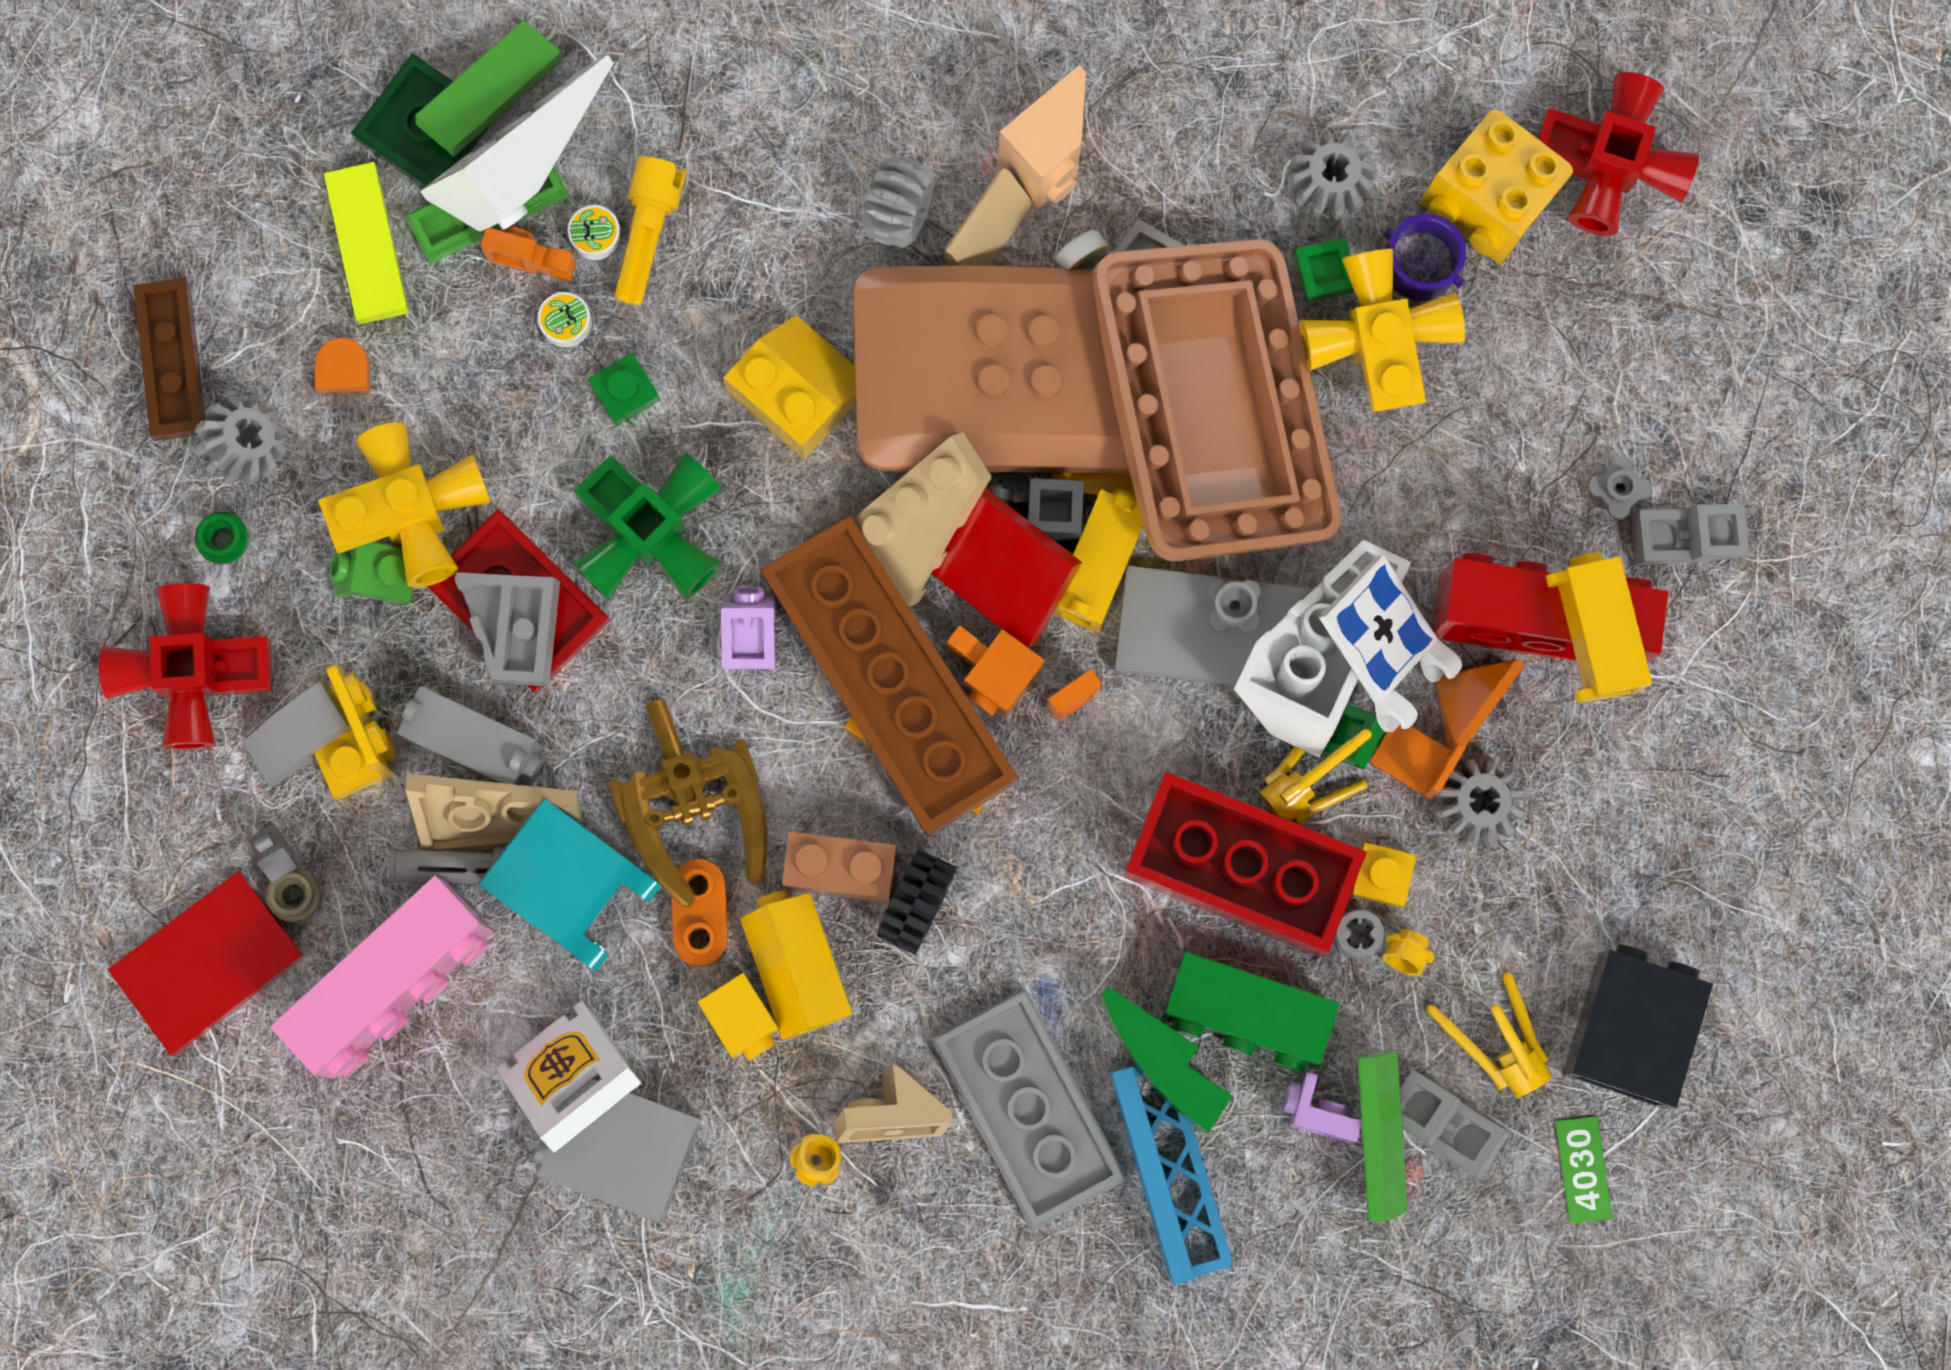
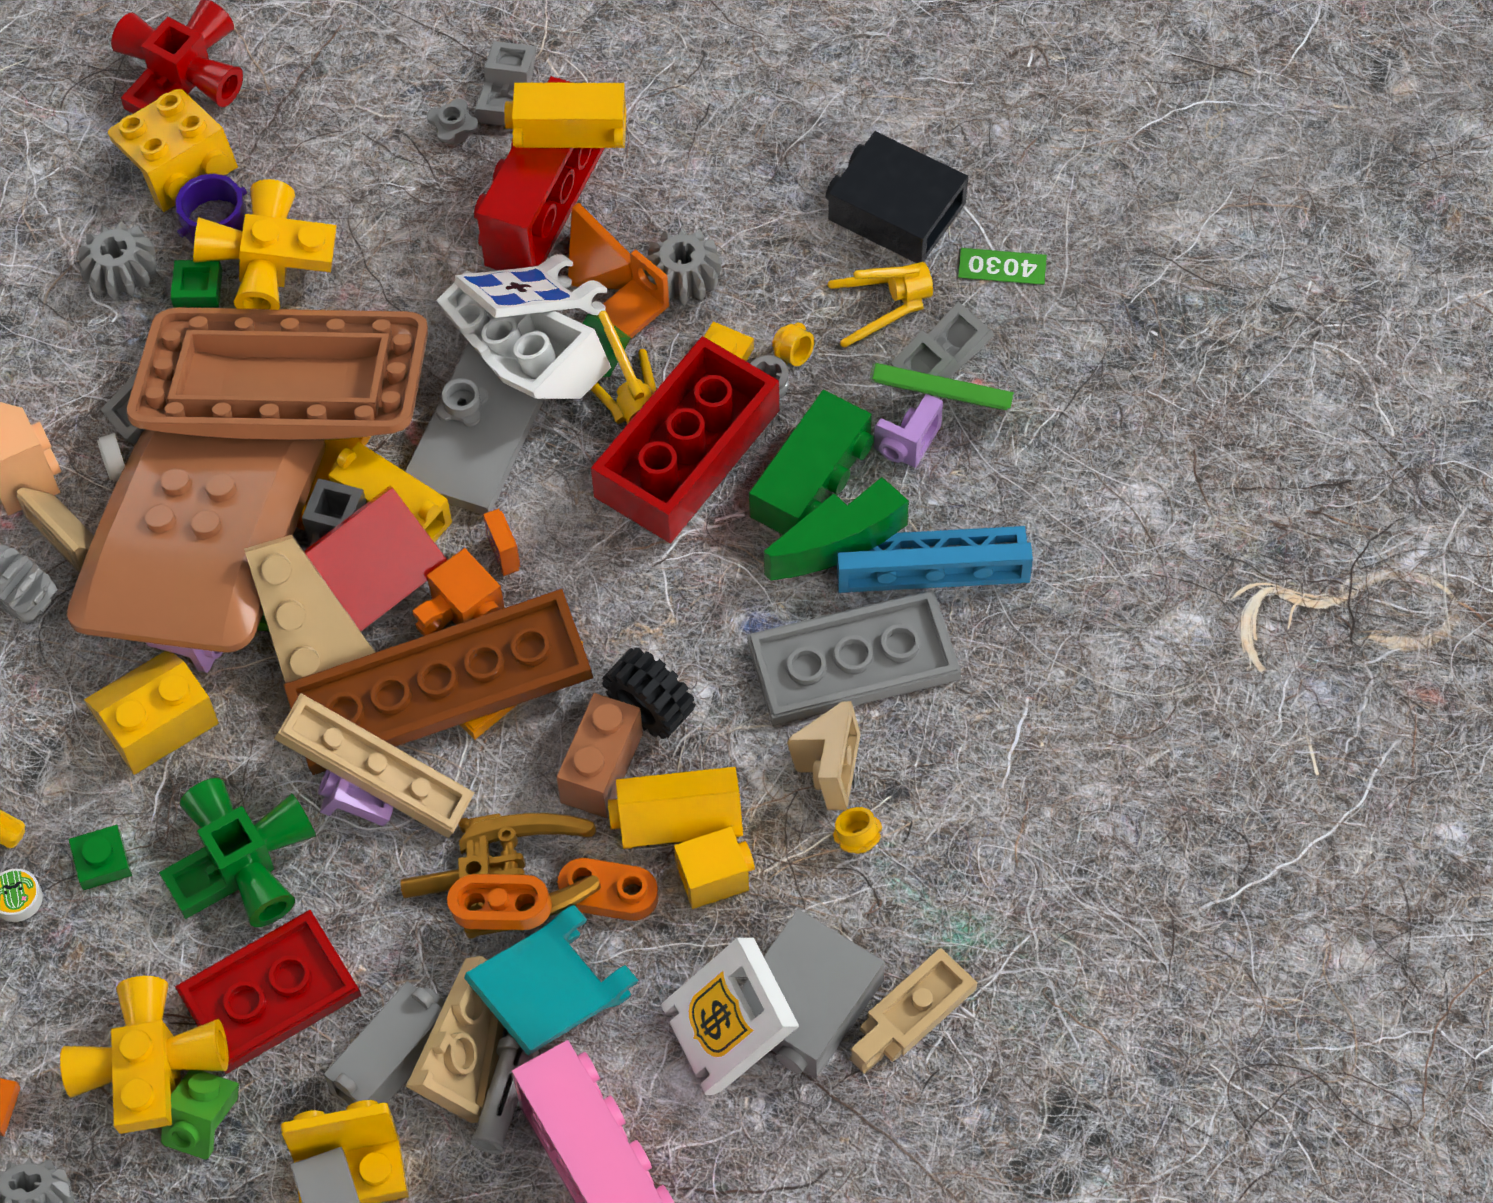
camera: 70 degrees left, 20 degrees down
(514, 623) = (290, 985): light grey wing -> none
(628, 1261) = (912, 1010): none -> tan hinge
(636, 811) = (502, 900): none -> orange plate
(767, 637) = (374, 765): none -> tan tile

